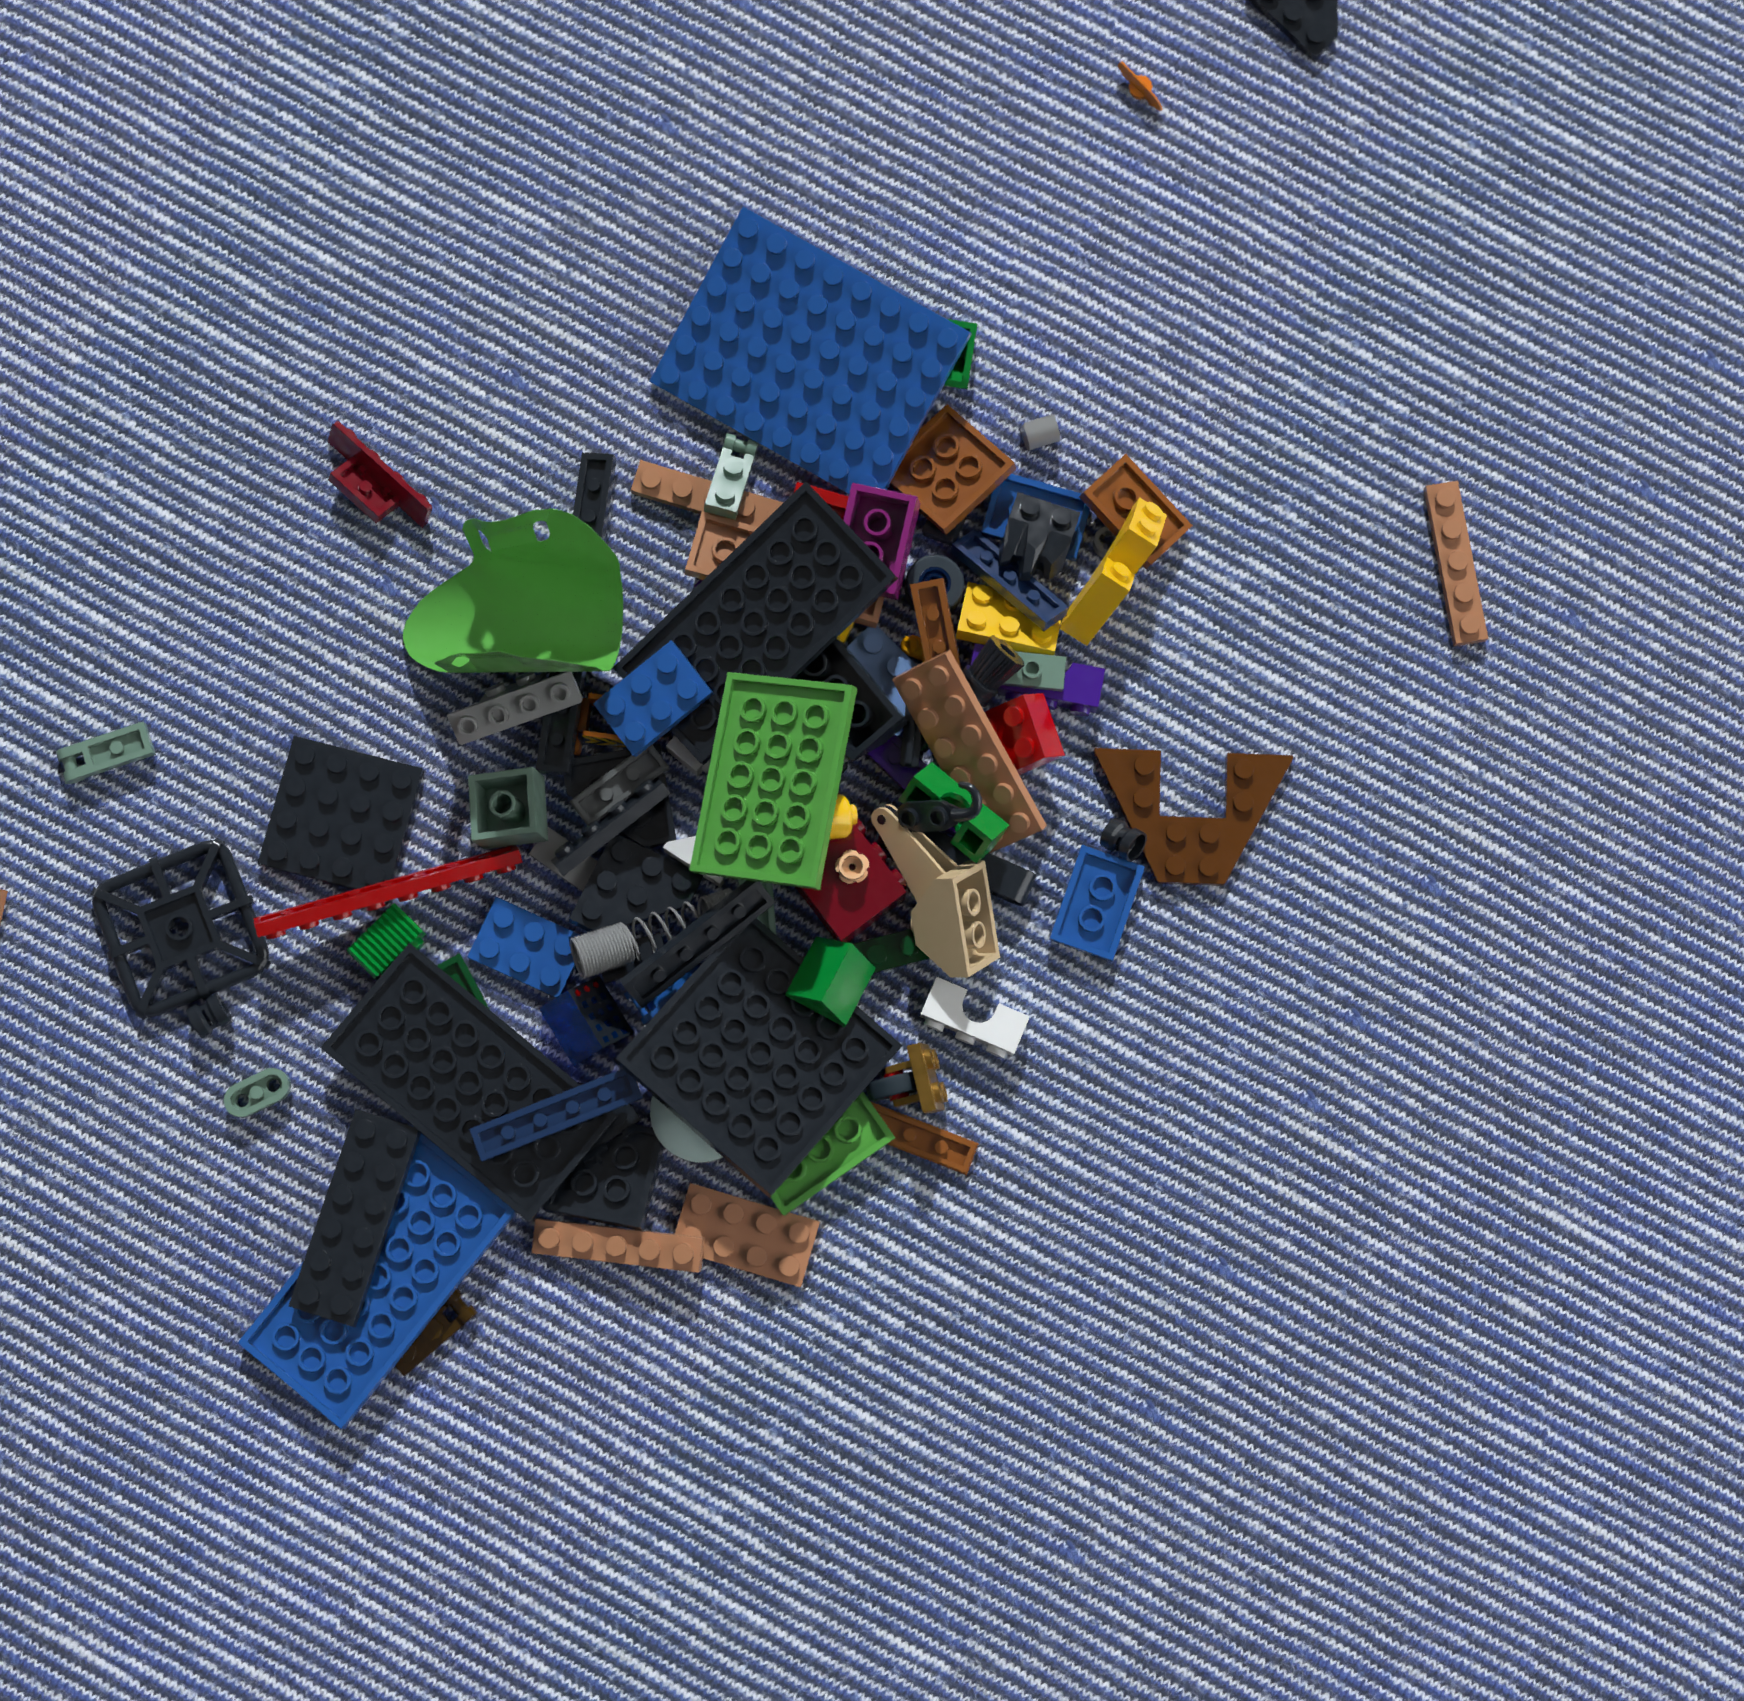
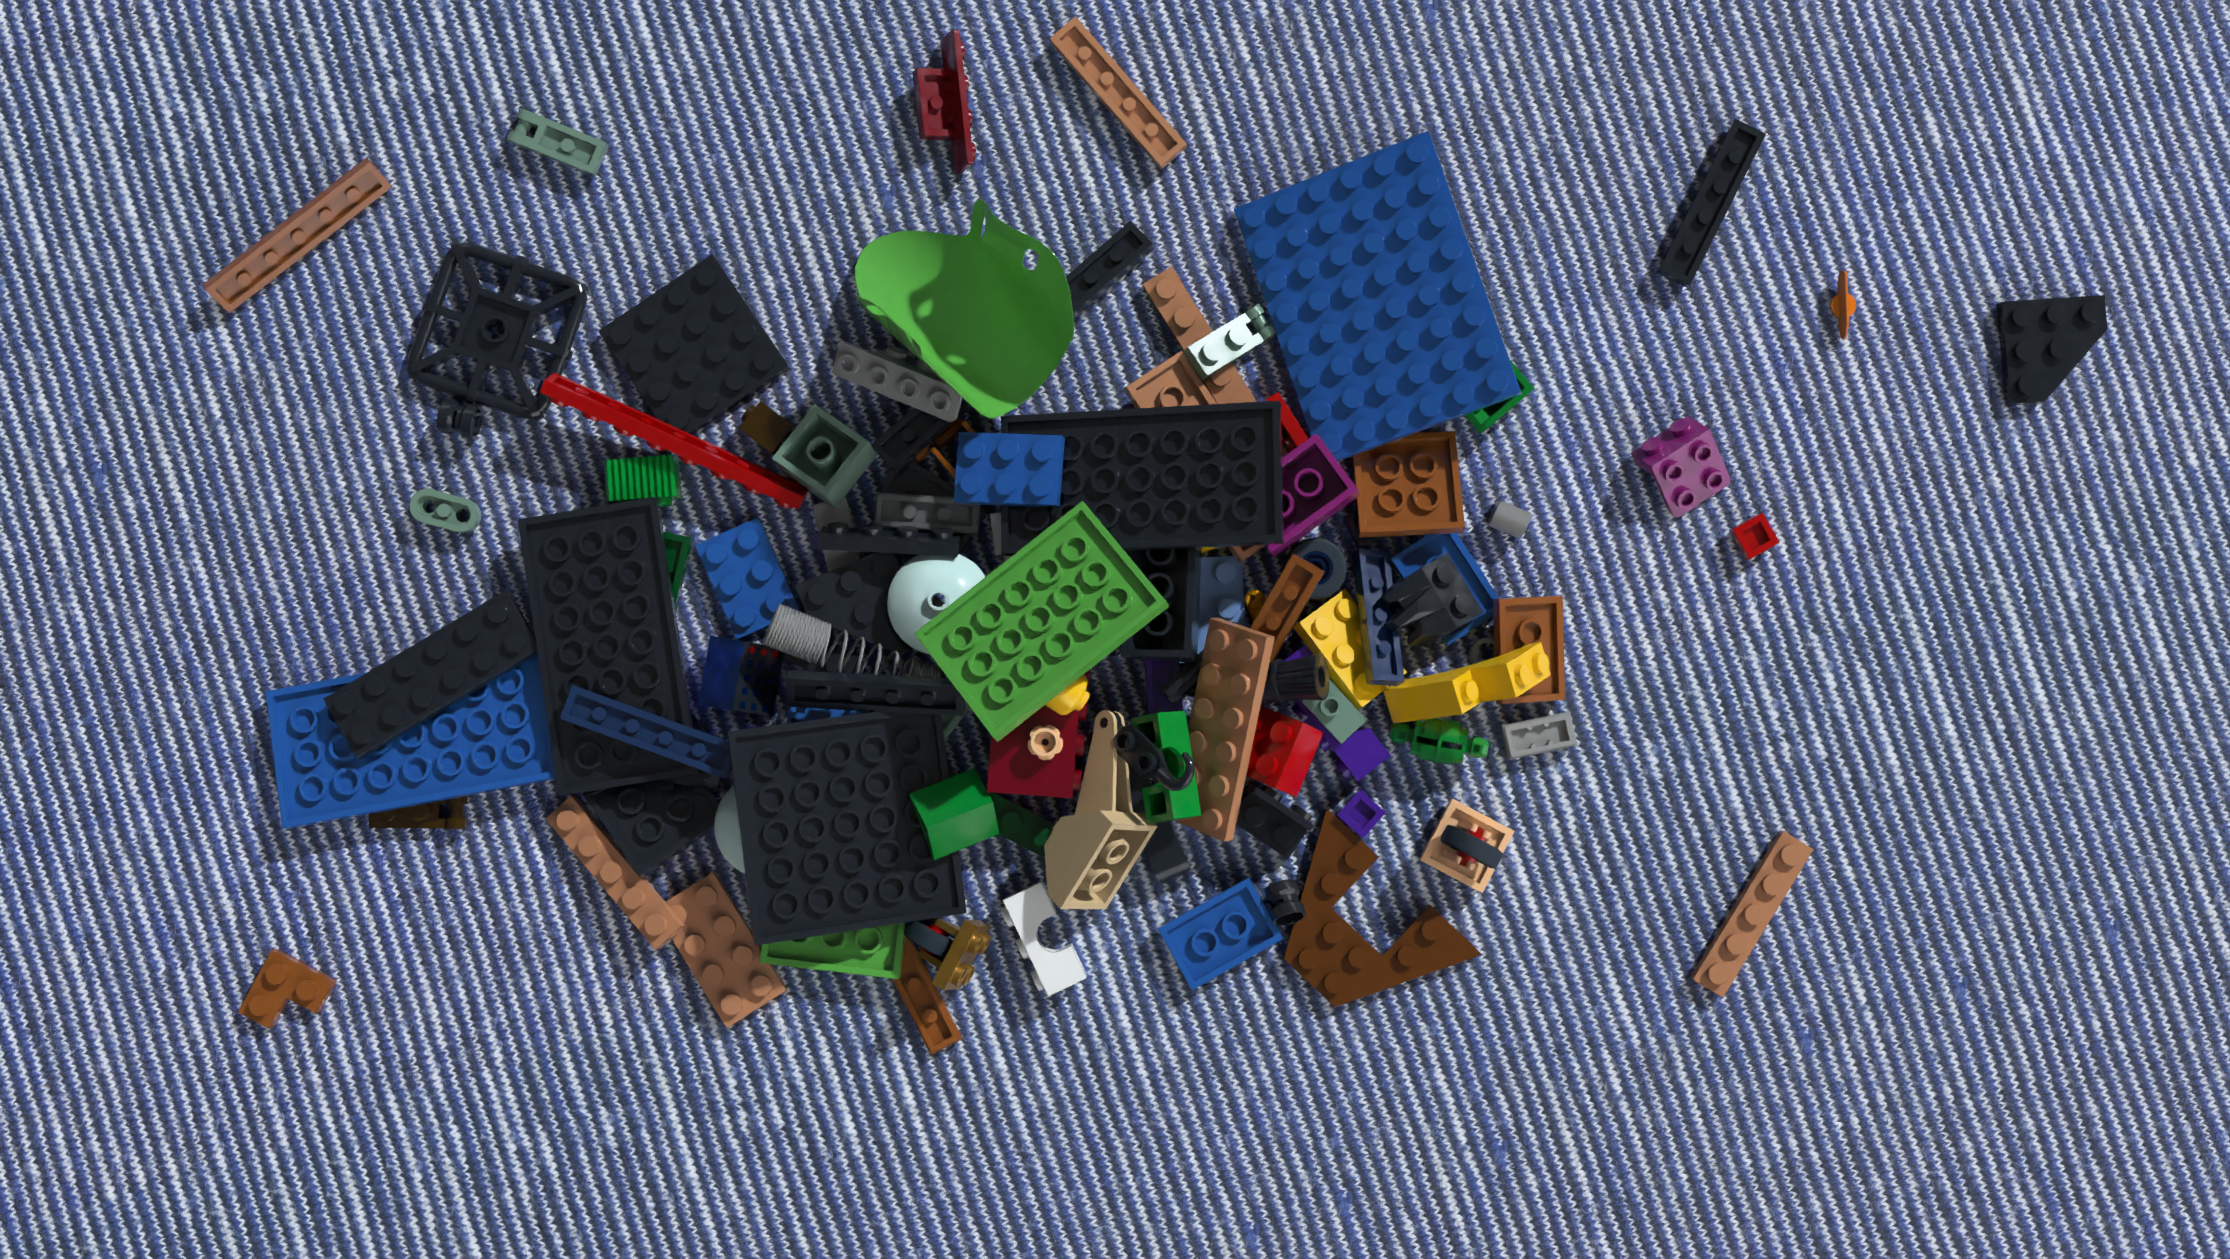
camera: 50 degrees right, 5 degrees up
(435, 1550) = (281, 980): none -> dark orange plate
(446, 826) = (766, 427): none -> dark brown brick
(492, 369) = (1118, 93): none -> nougat plate
(659, 844) = (918, 583): none -> light aqua dish
(985, 93) = (1711, 203): none -> black plate
(1063, 787) = (1272, 821): none -> black bracket
(1120, 731) = (1360, 813): none -> dark purple plate
(1129, 290) = (1683, 465): none -> magenta bracket
(1135, 638) = (1439, 740): none -> green piece
(1196, 567) = (1538, 735): none -> light grey plate
(1215, 688) = (1466, 845): none -> light nougat plate
(1222, 298) = (1754, 536): none -> red plate

